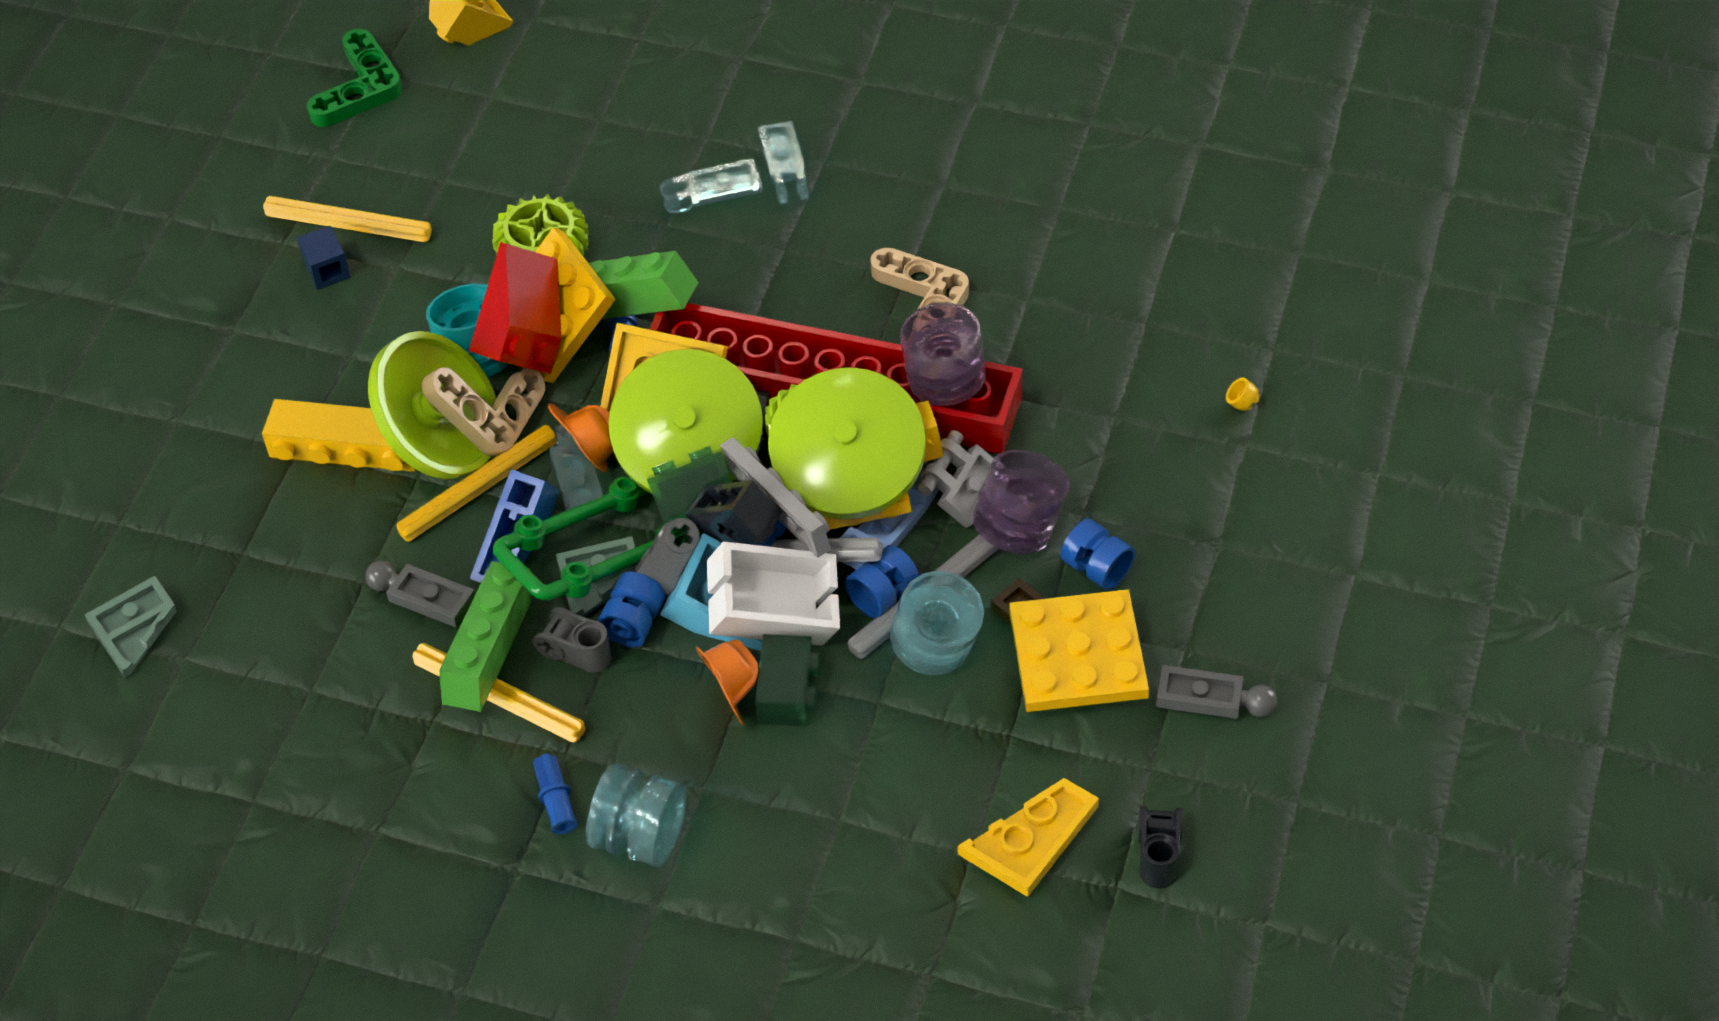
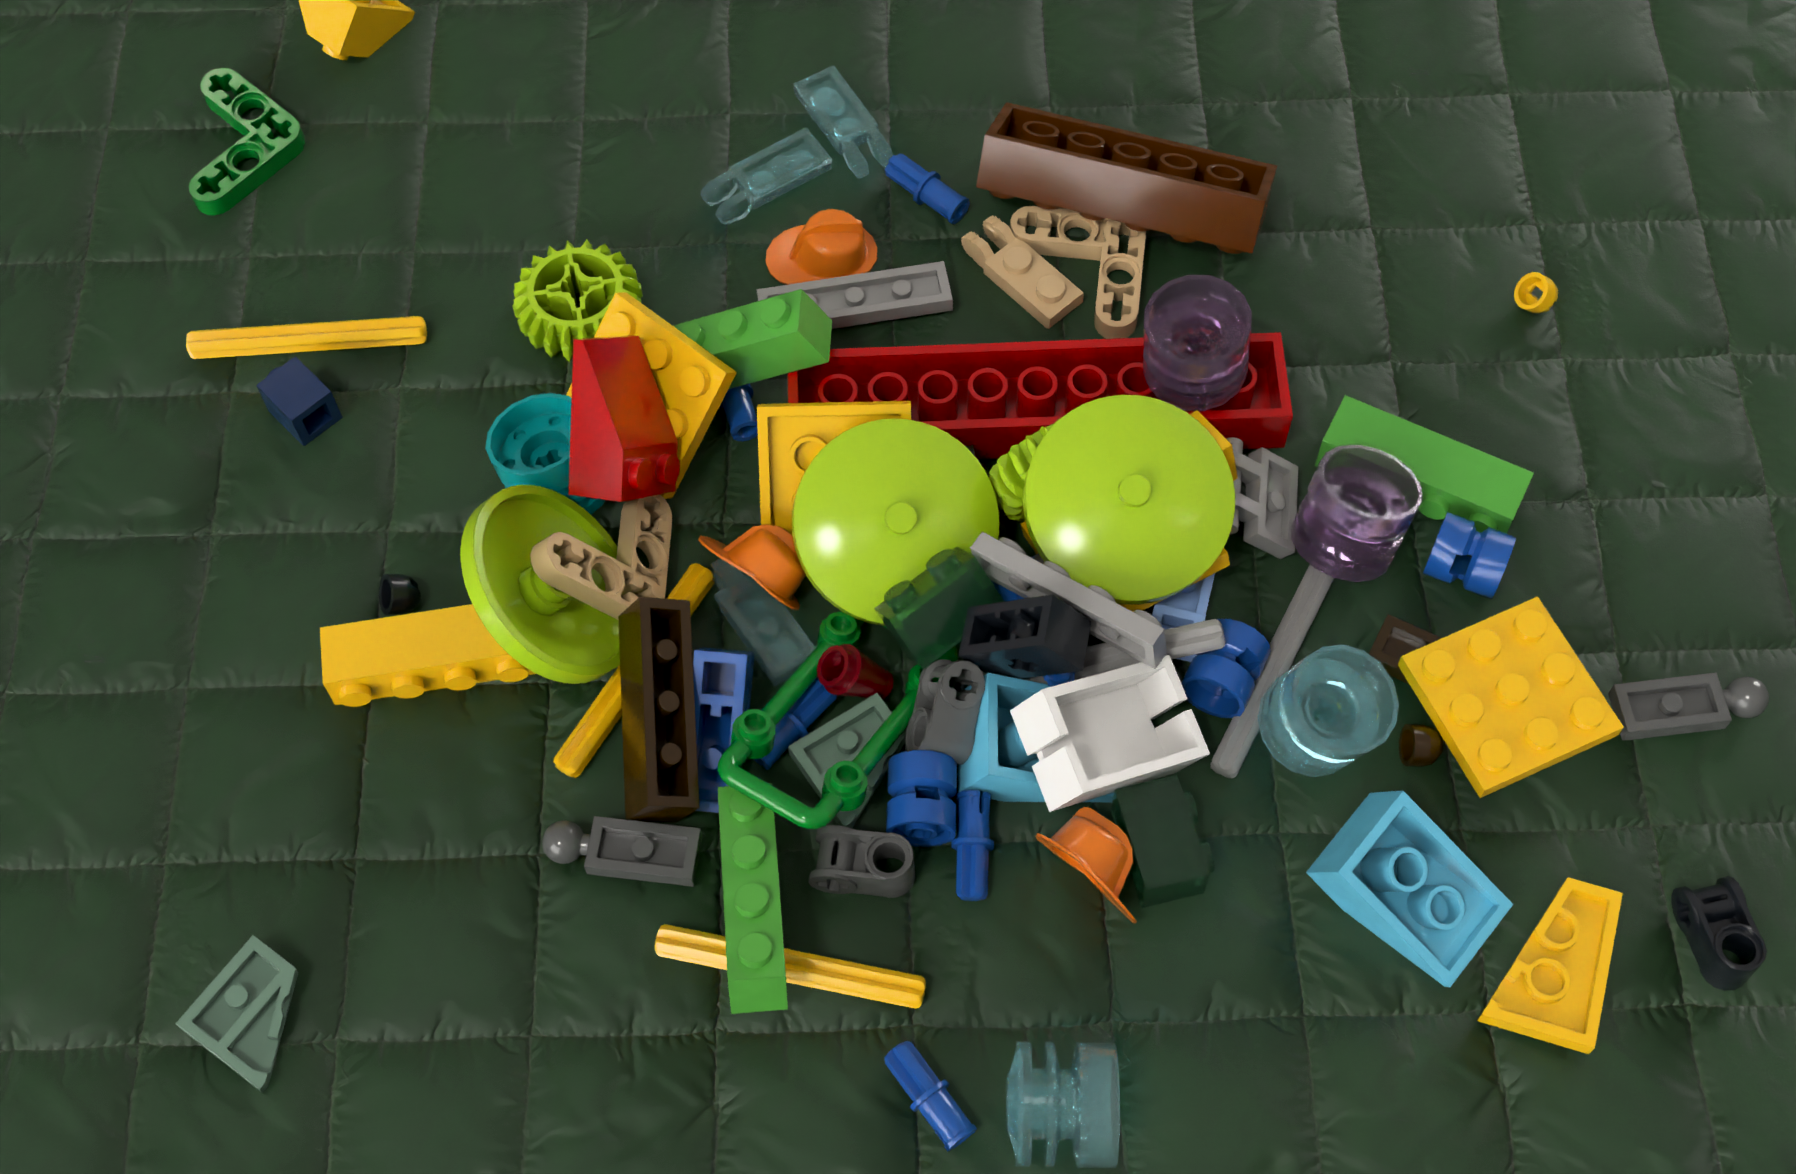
camera: 20 degrees left, 10 degrees up
(339, 394) = (398, 594): none -> black hinge
(474, 504) = (658, 710): none -> dark brown brick
(568, 540) = (796, 721): none -> blue axle
(618, 518) = (852, 673): none -> dark red cone
(655, 650) = (972, 845): none -> blue axle
(730, 244) = (823, 248): none -> orange piece
(750, 282) = (876, 294): none -> light grey plate
(824, 220) = (927, 188): none -> blue axle
(868, 294) = (1023, 273): none -> tan hinge
(949, 755) = (1410, 885): none -> medium azure slope
(965, 242) = (1126, 177): none -> reddish brown brick
(1005, 670) = (1419, 745): none -> dark brown hinge
(1103, 492) = (1450, 472): none -> bright green brick

